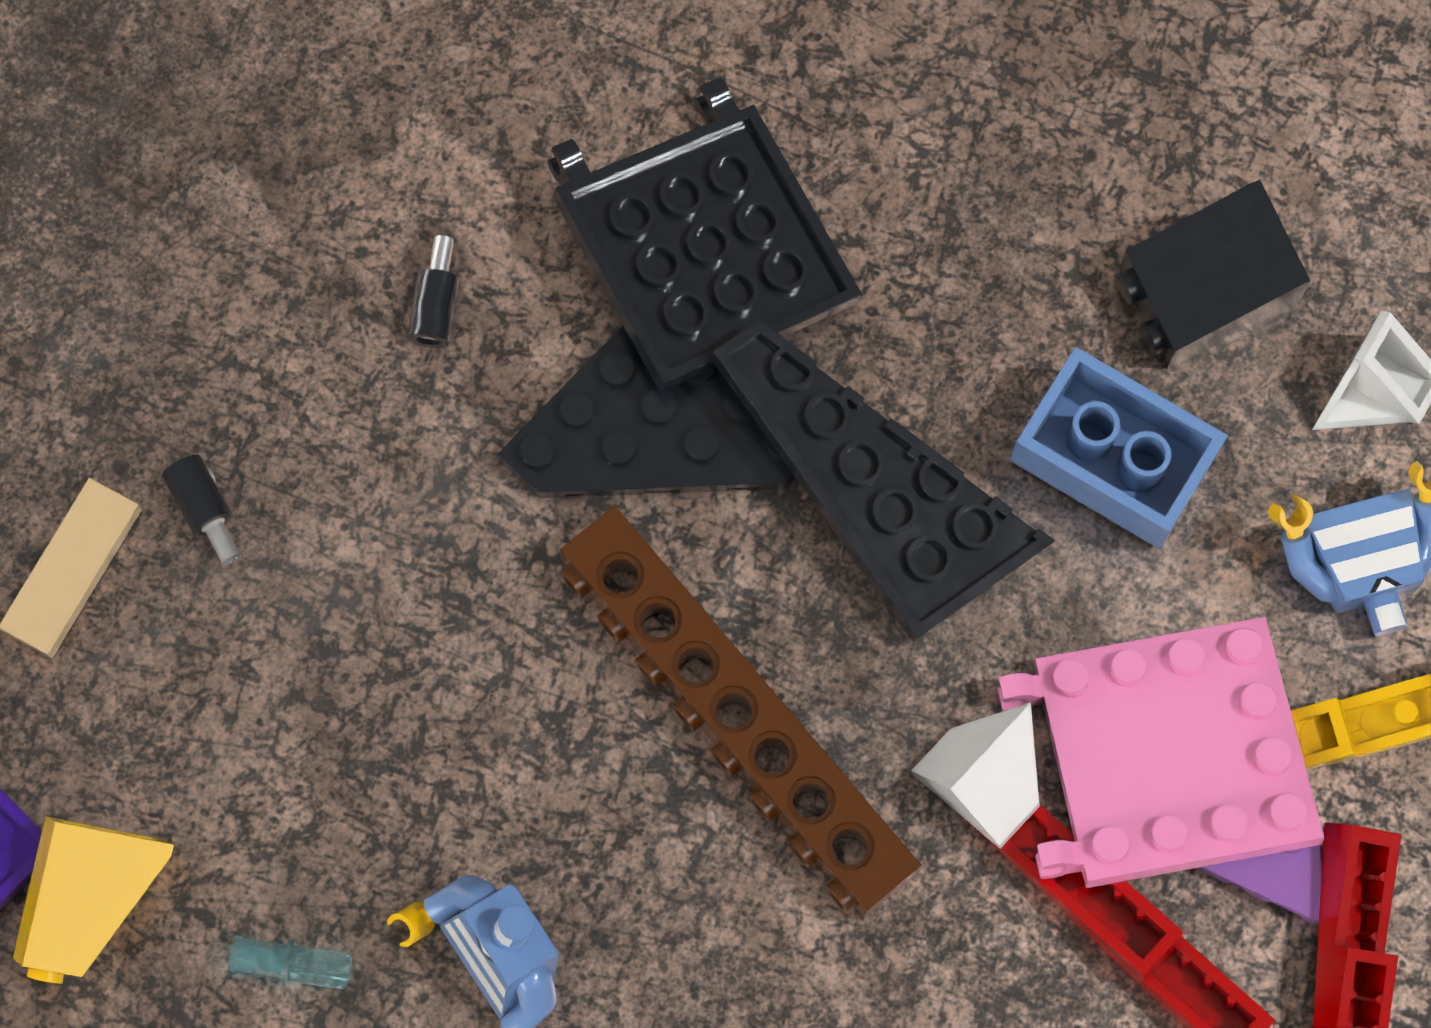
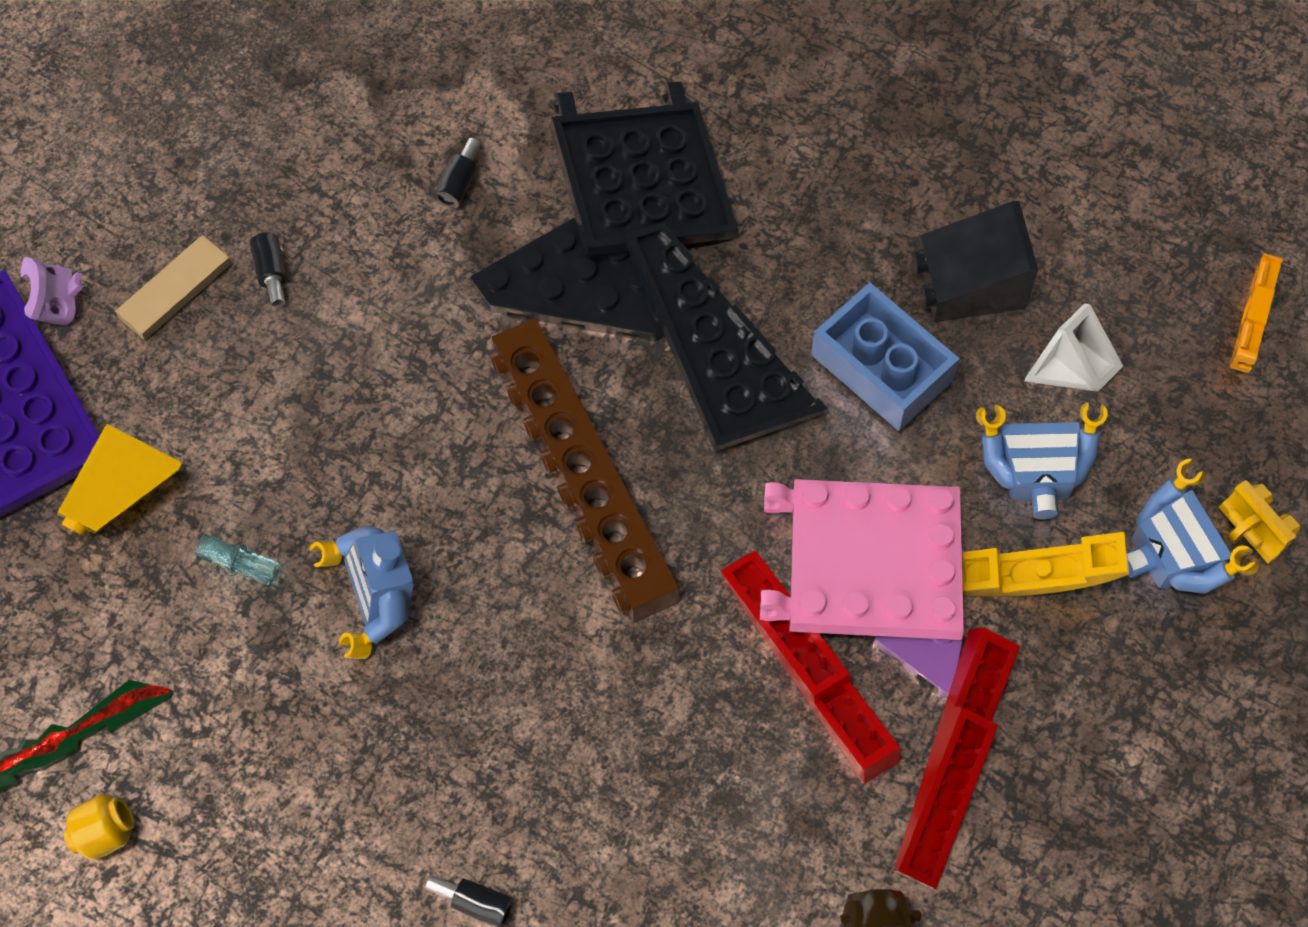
camera: 15 degrees right, 10 degrees down
(987, 772) = (742, 543): white slope -> none

